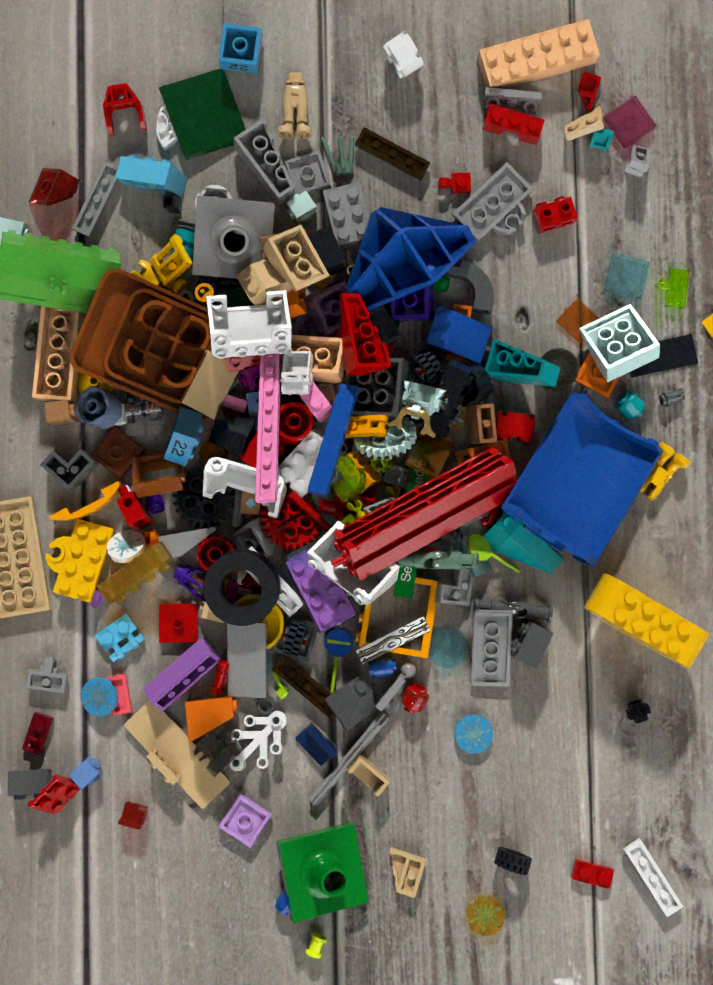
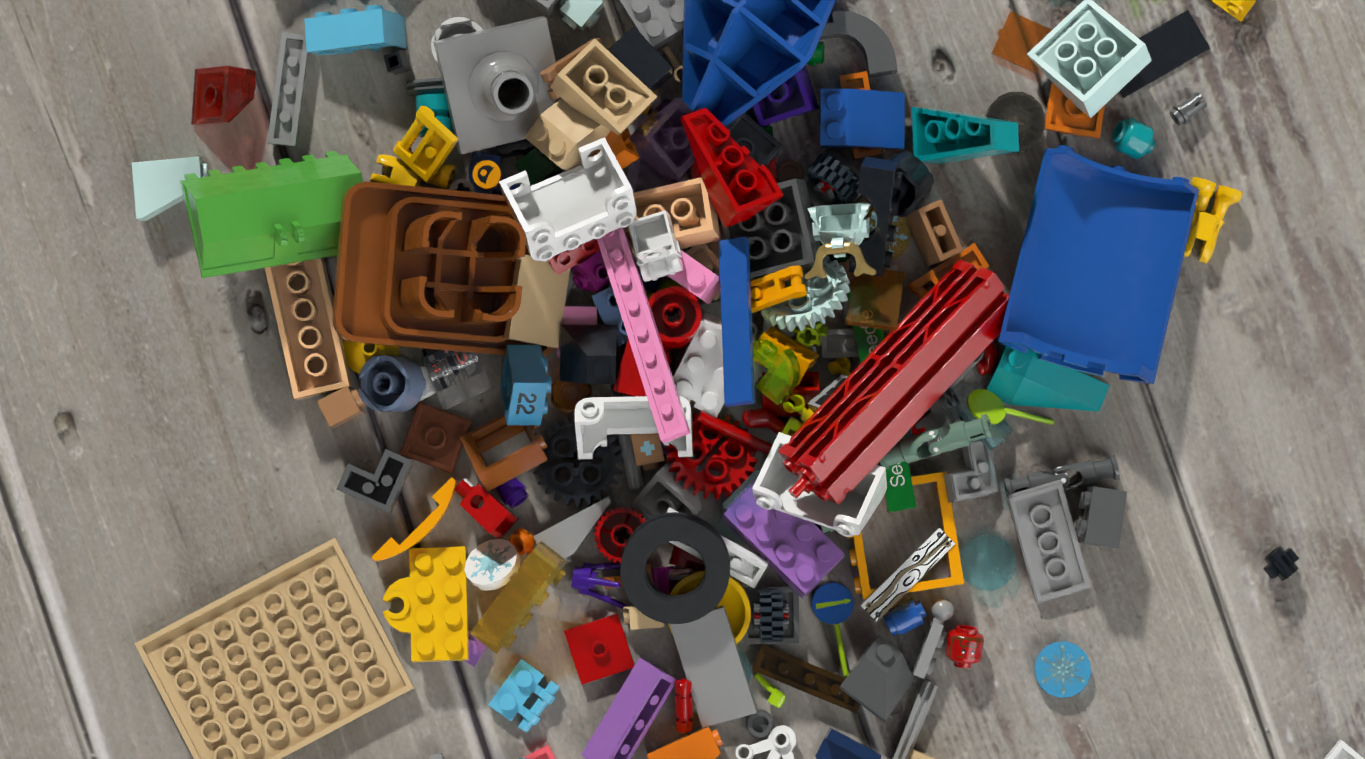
camera: 15 degrees left, 0 degrees up
(515, 425) = (981, 219): red brick -> none
(646, 621) = (1248, 433): yellow brick -> none

